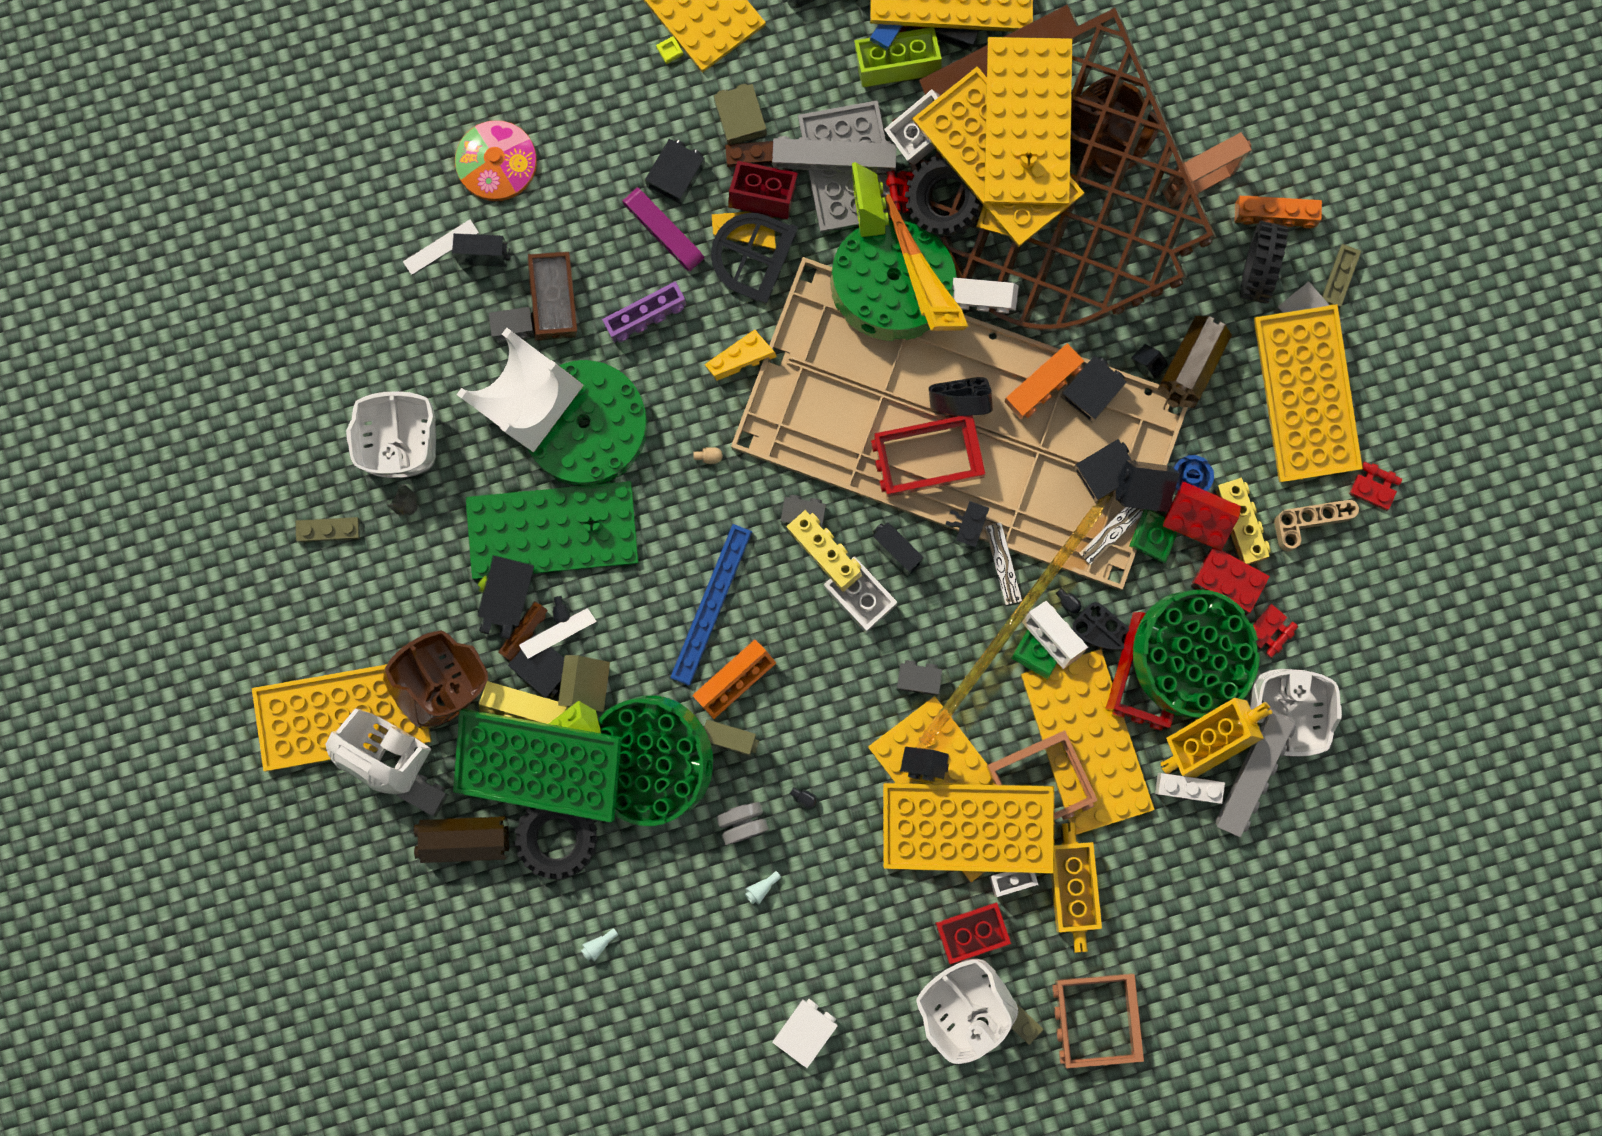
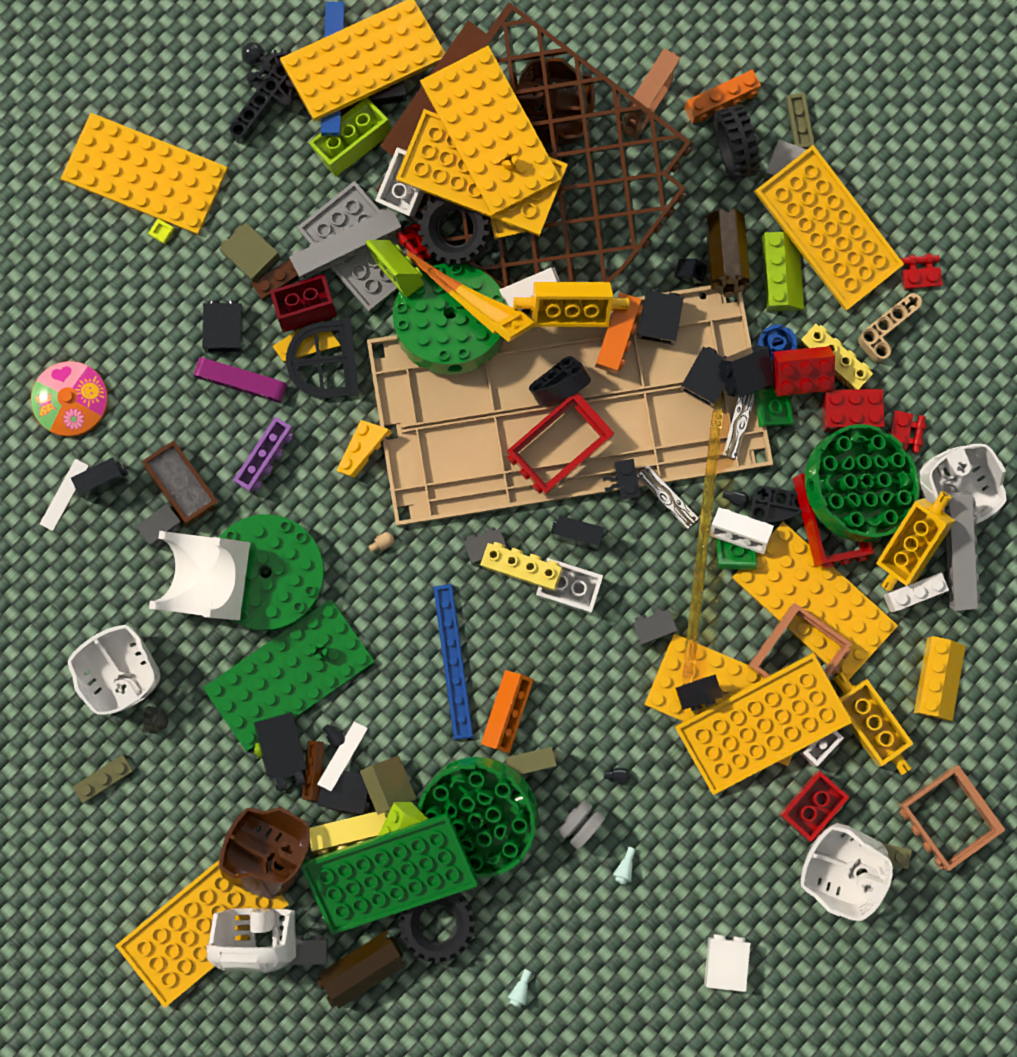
camera: 35 degrees left, 0 degrees up
(1013, 328) = (571, 304): none -> yellow brick
(1166, 883) = (939, 678): none -> yellow slope
(1238, 412) = (781, 273): none -> lime slope

